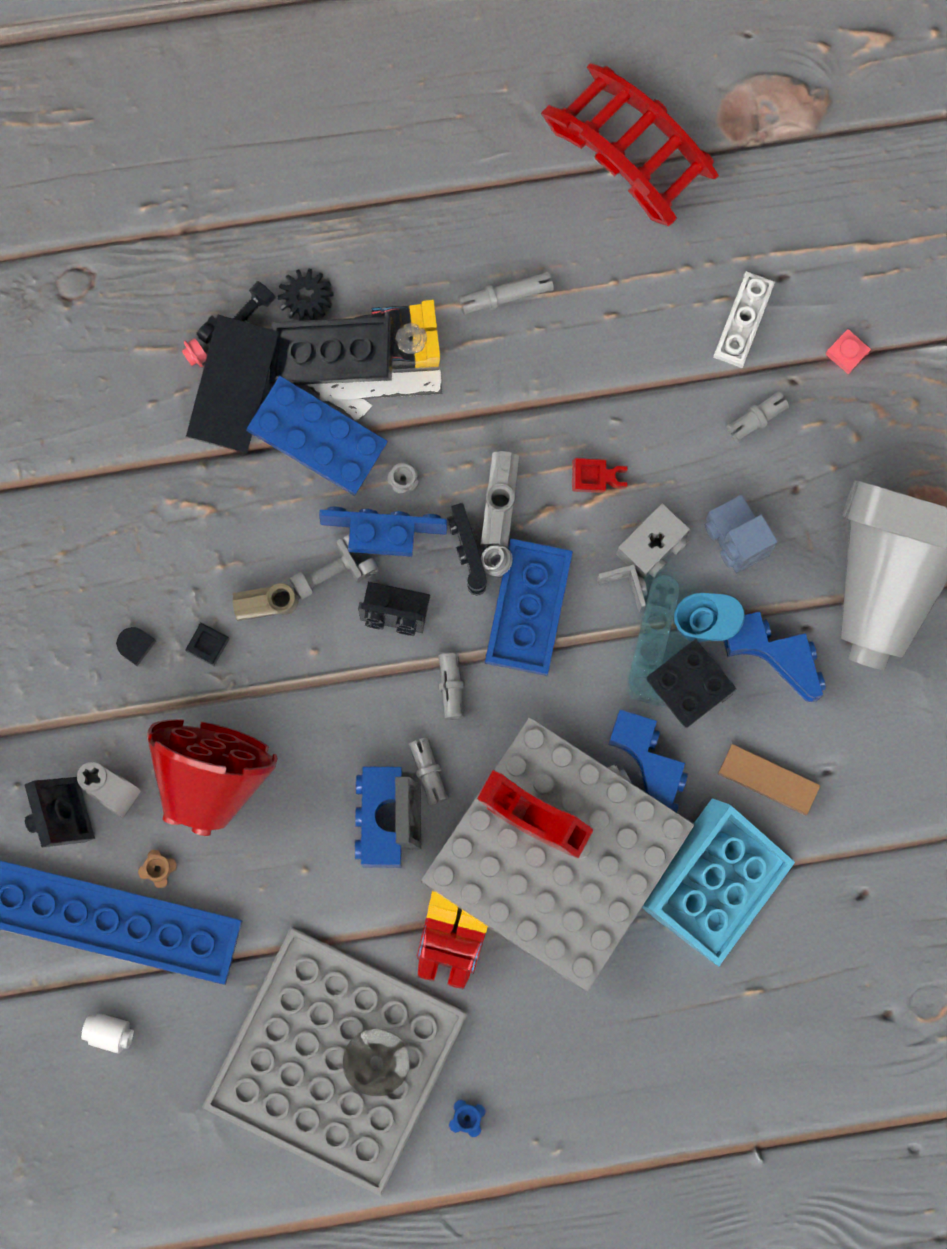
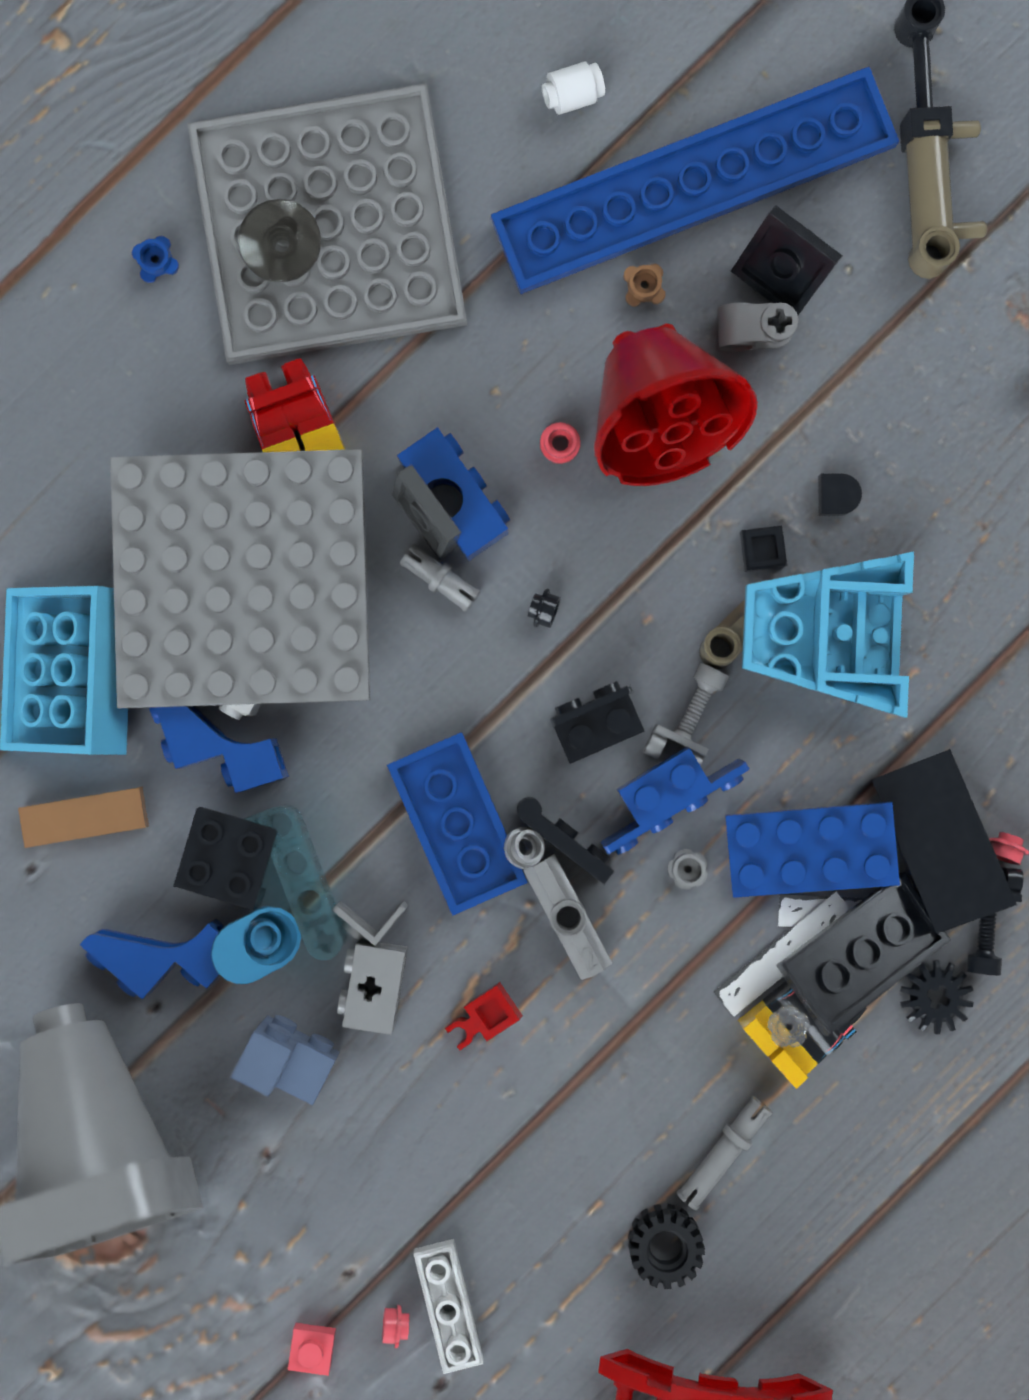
camera: 145 degrees right, 10 degrees up
(204, 557) = (833, 631): none -> medium azure wedge
(287, 793) = (565, 431): none -> coral plate
(375, 703) = (544, 608): none -> black plate
(451, 686) = (479, 682): light grey pin -> none
(534, 816) = (281, 591): red arch -> none
(589, 246) = (666, 1270): none -> black tyre
(757, 417) = (358, 1205): light grey pin -> none
(785, 330) = (395, 1326): none -> coral plate

